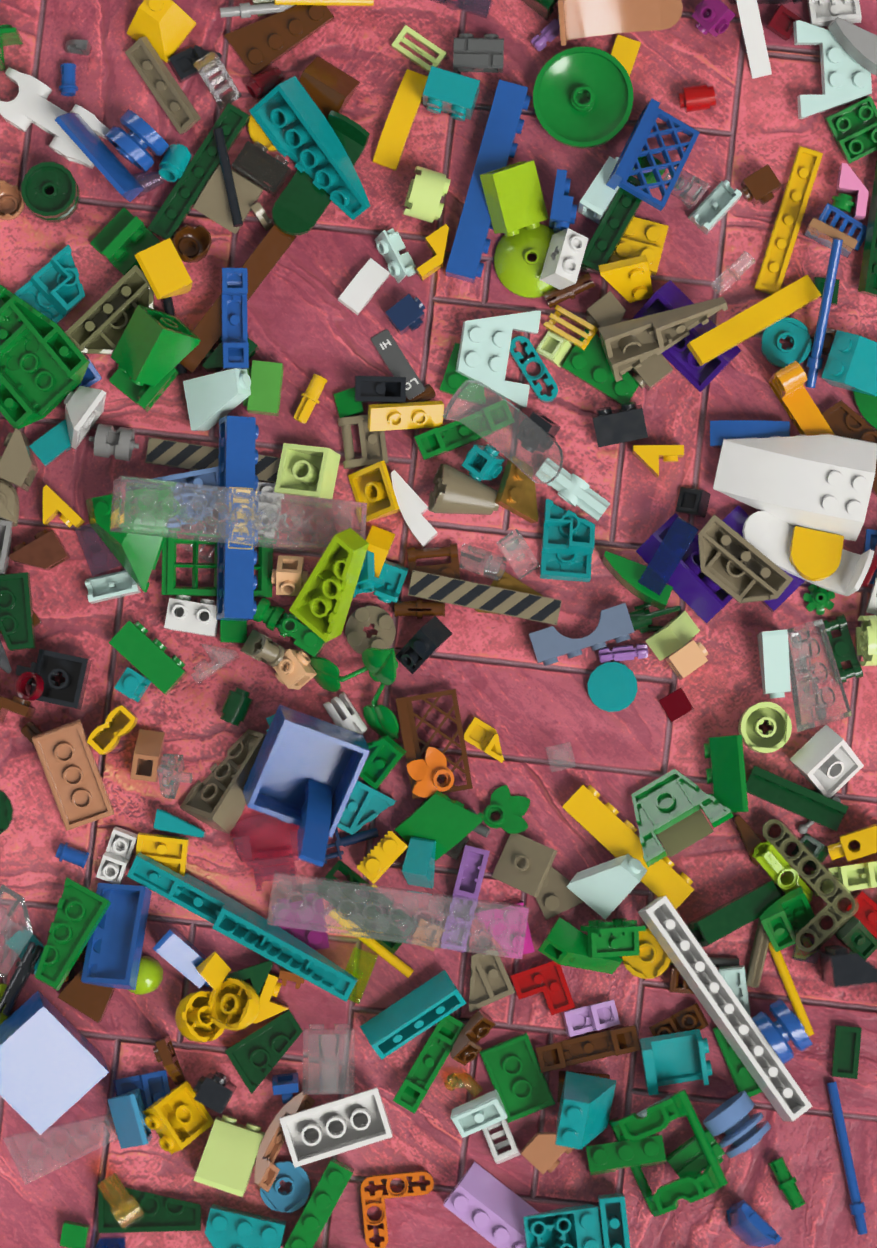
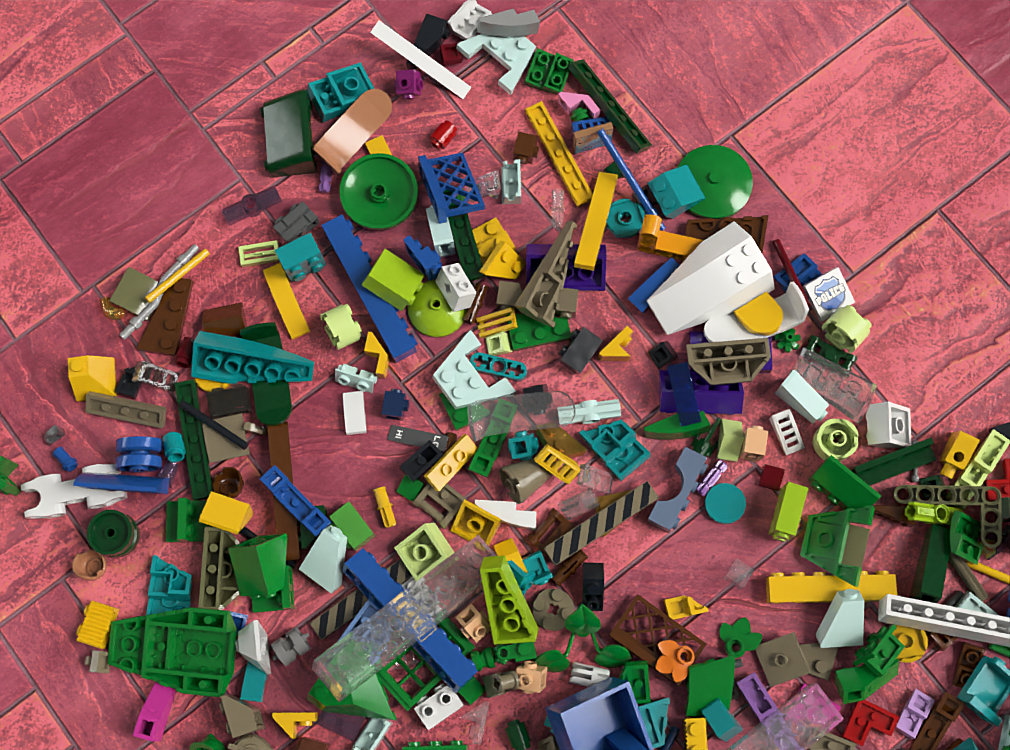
camera: 45 degrees left, 10 degrees down
(496, 524) = (566, 472): none -> yellow slope
(656, 747) = (788, 512): none -> lime brick
(722, 676) = (793, 429): none -> white slope

